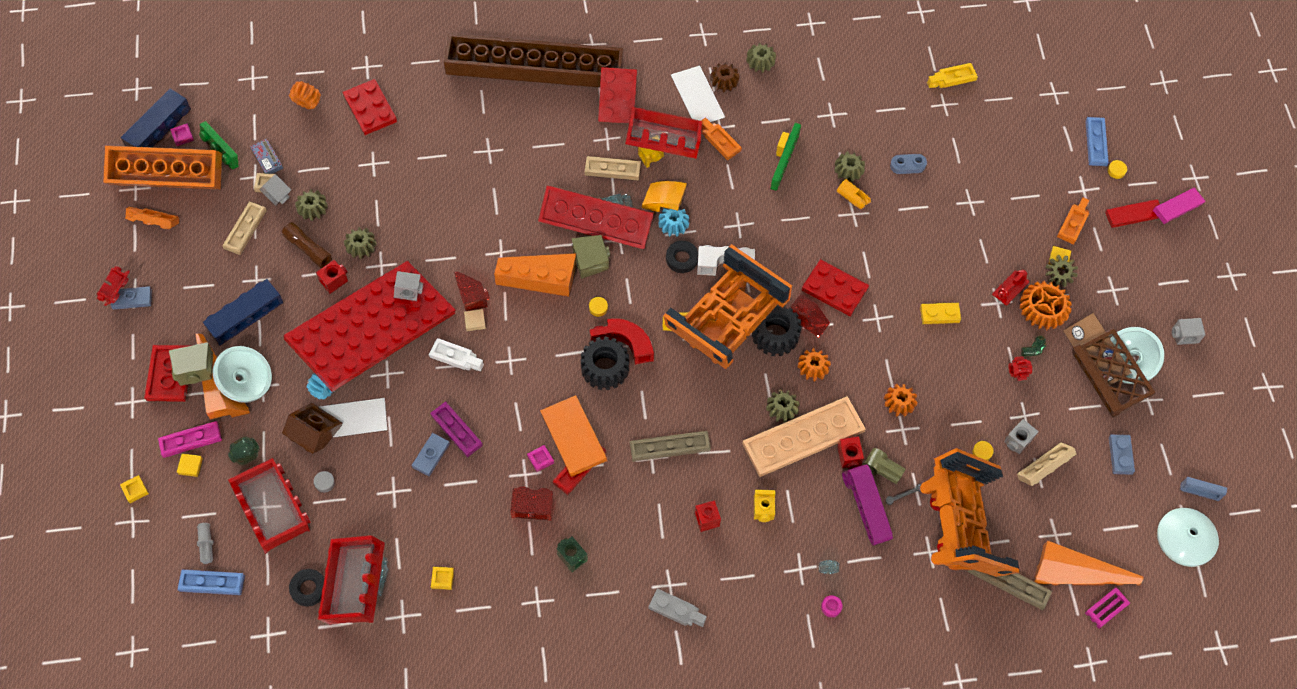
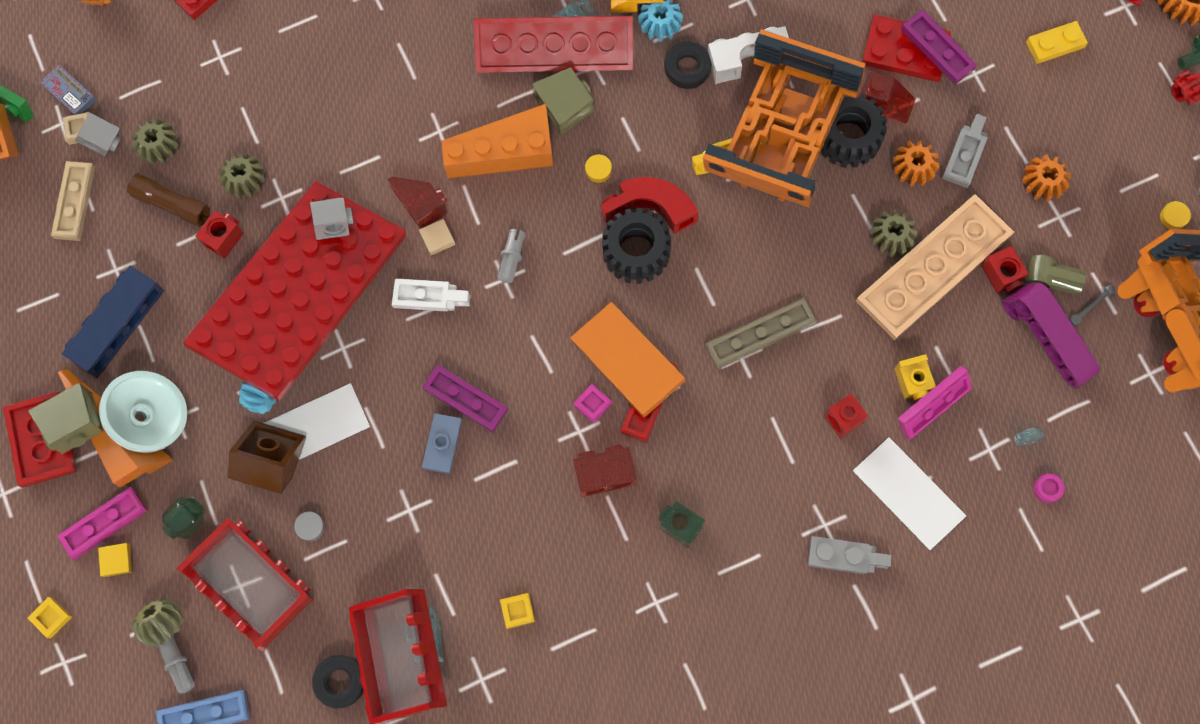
camera: 10 degrees left, 10 degrees up
(203, 511) = (157, 622): none -> olive gear
(519, 346) = (511, 256): none -> light grey axle
(735, 581) = (909, 493): none -> white sticker
(772, 525) = (935, 403): none -> dark pink tile
(851, 368) = (966, 153): none -> light grey hinge
(854, 292) = (938, 47): none -> magenta plate

